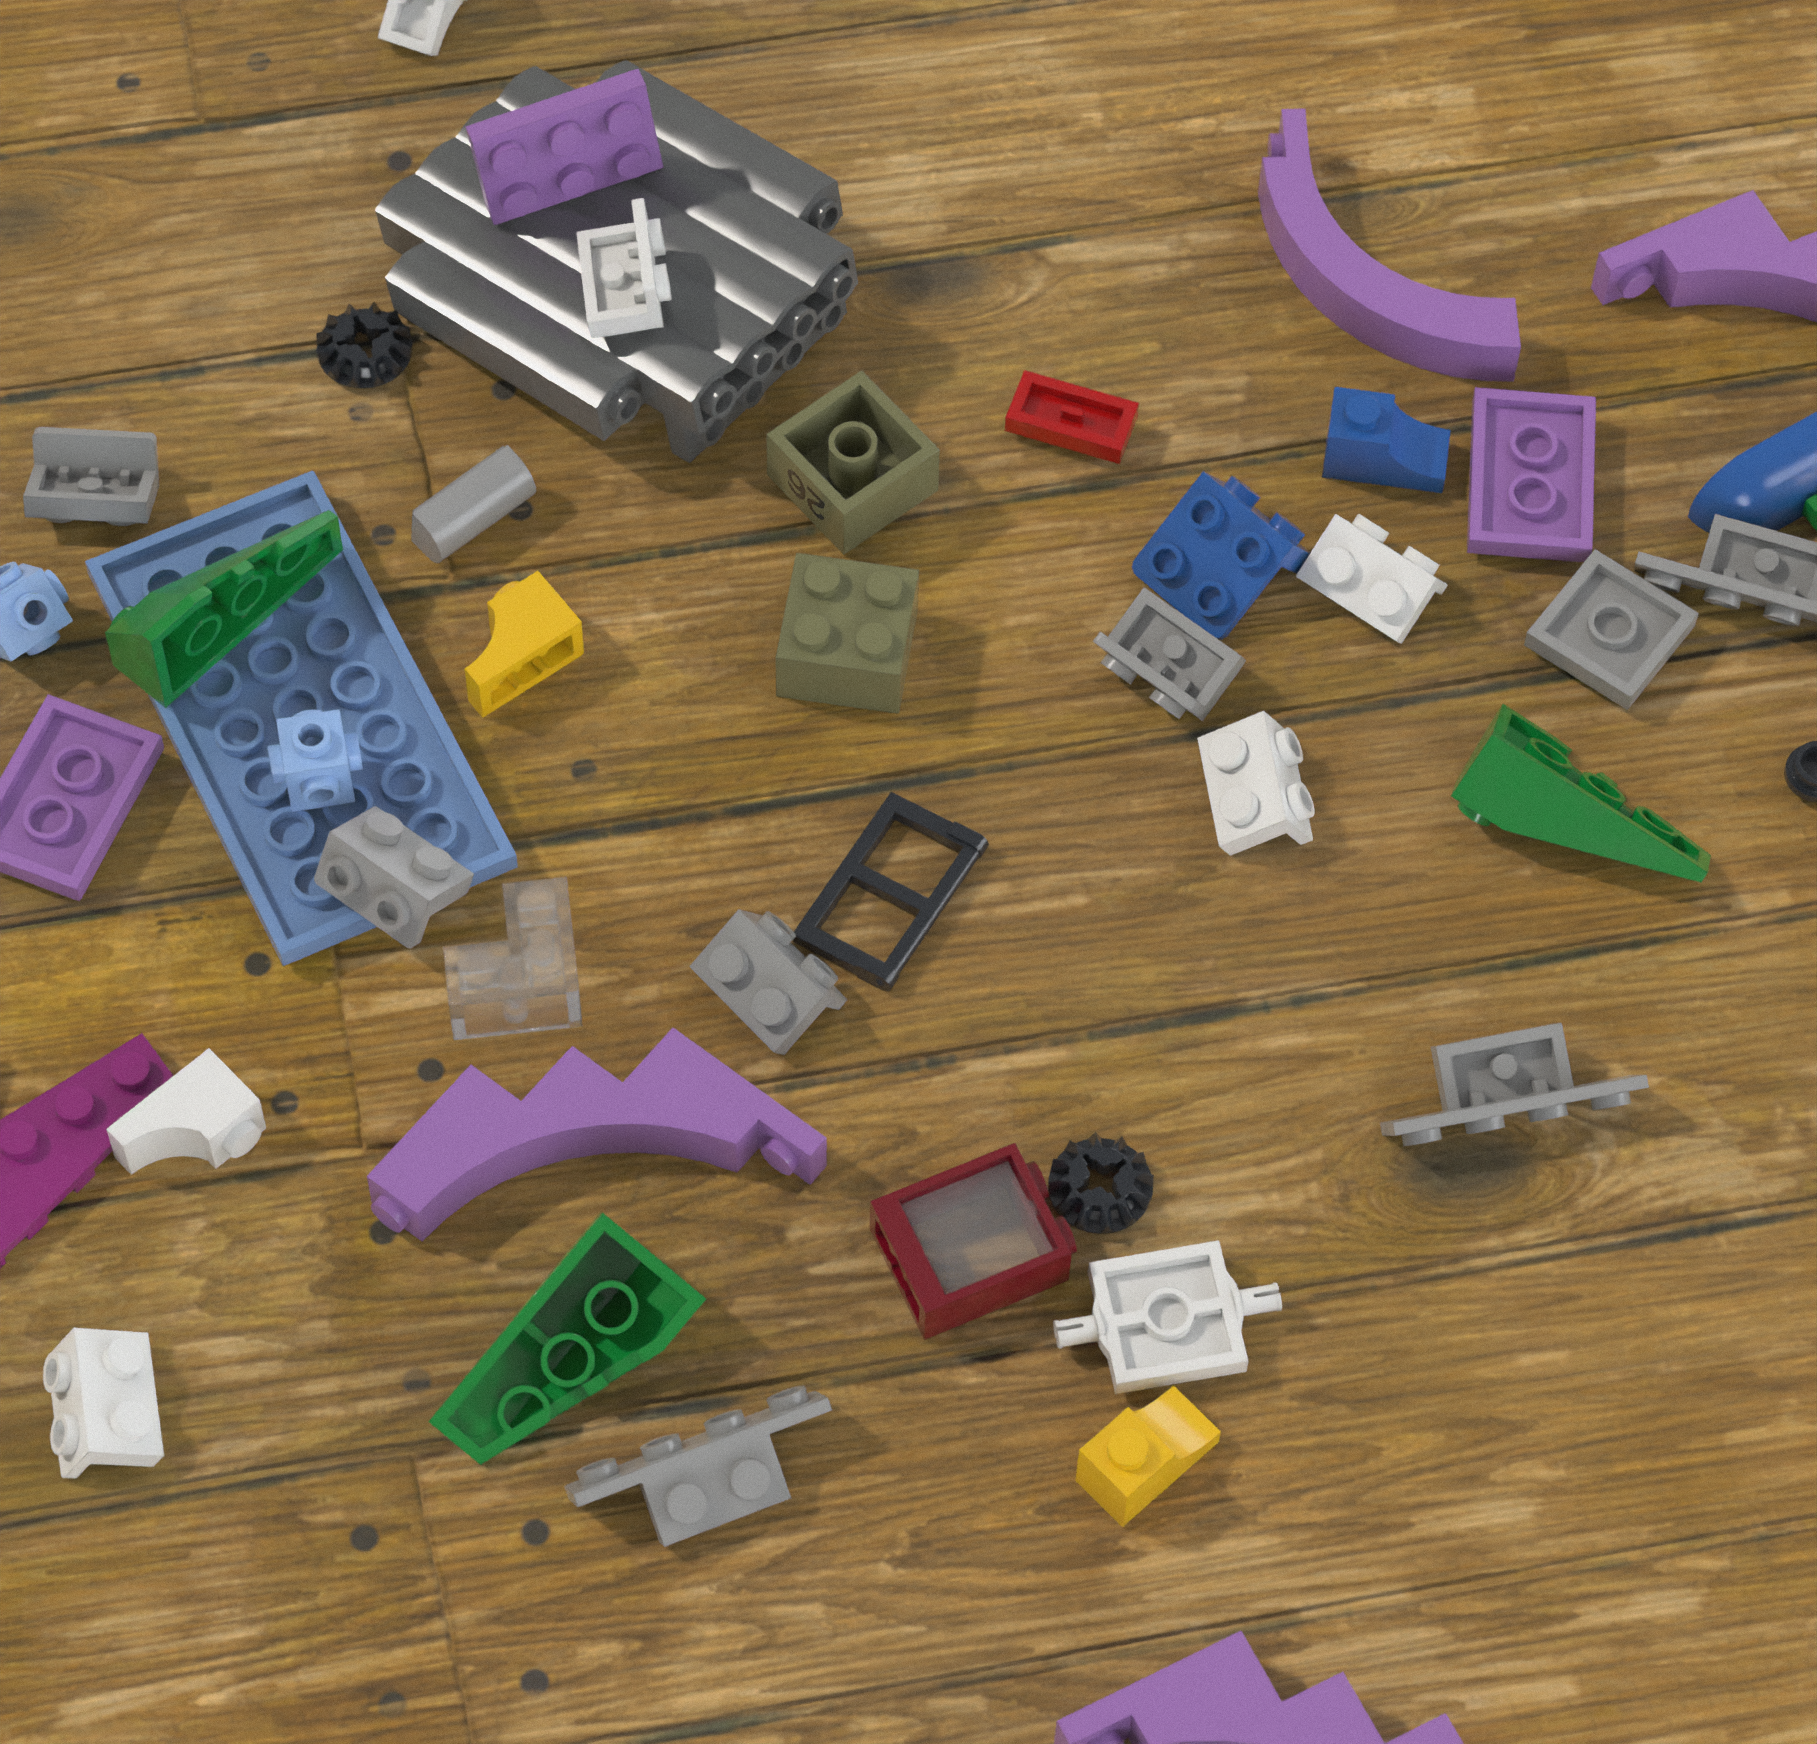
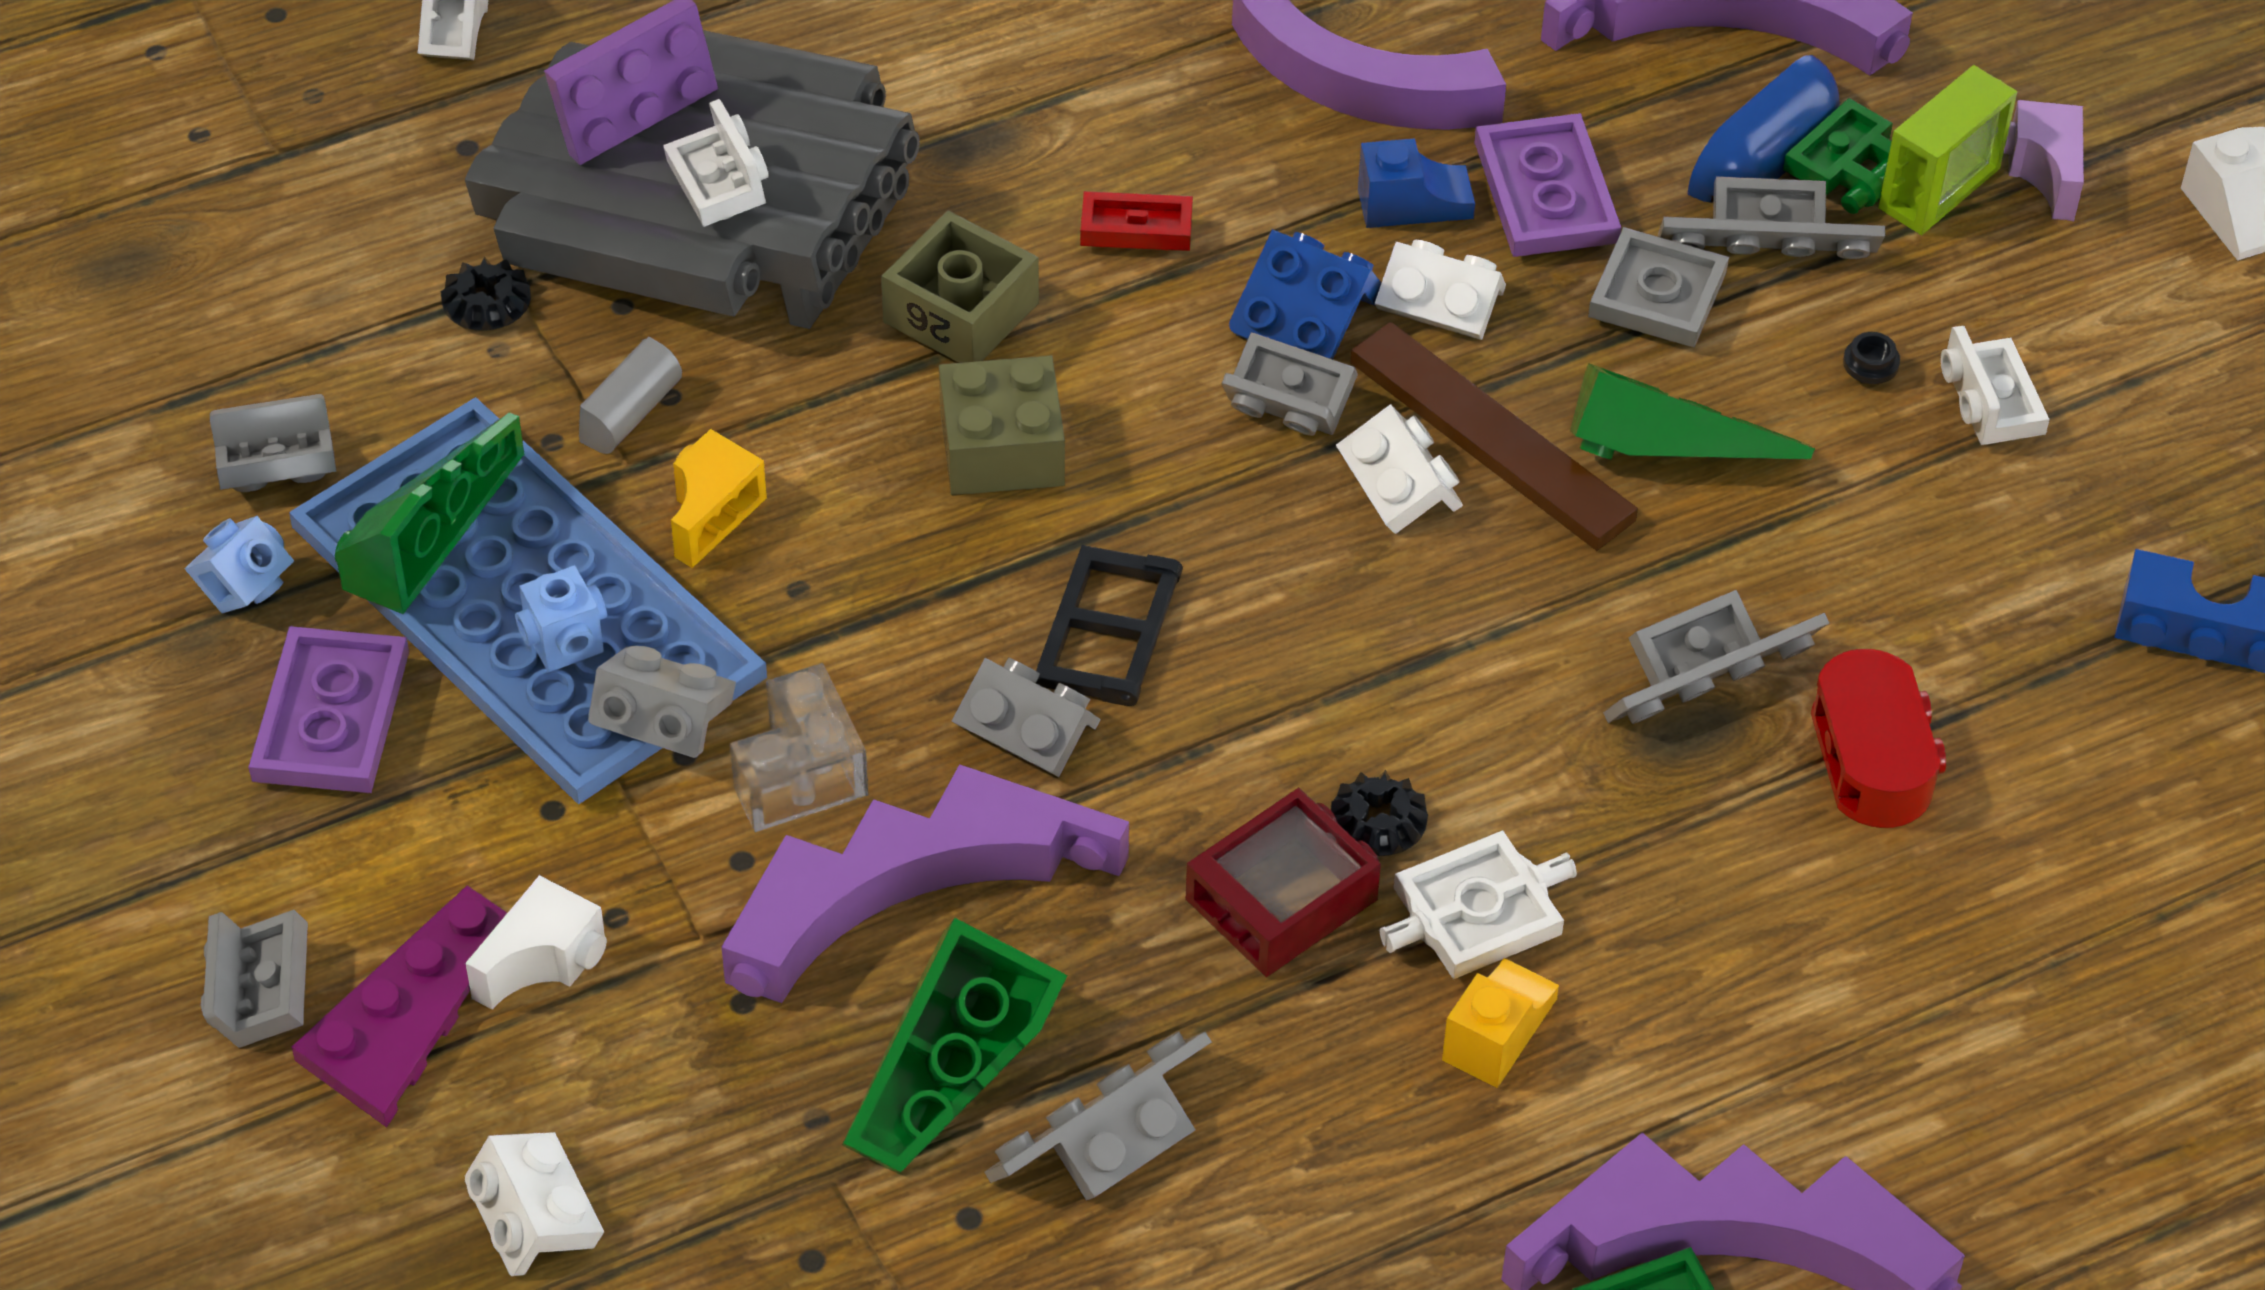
camera: 15 degrees left, 10 degrees down
(1372, 766) = (1494, 436): none -> reddish brown tile
(1658, 1231) = (1876, 738): none -> red brick

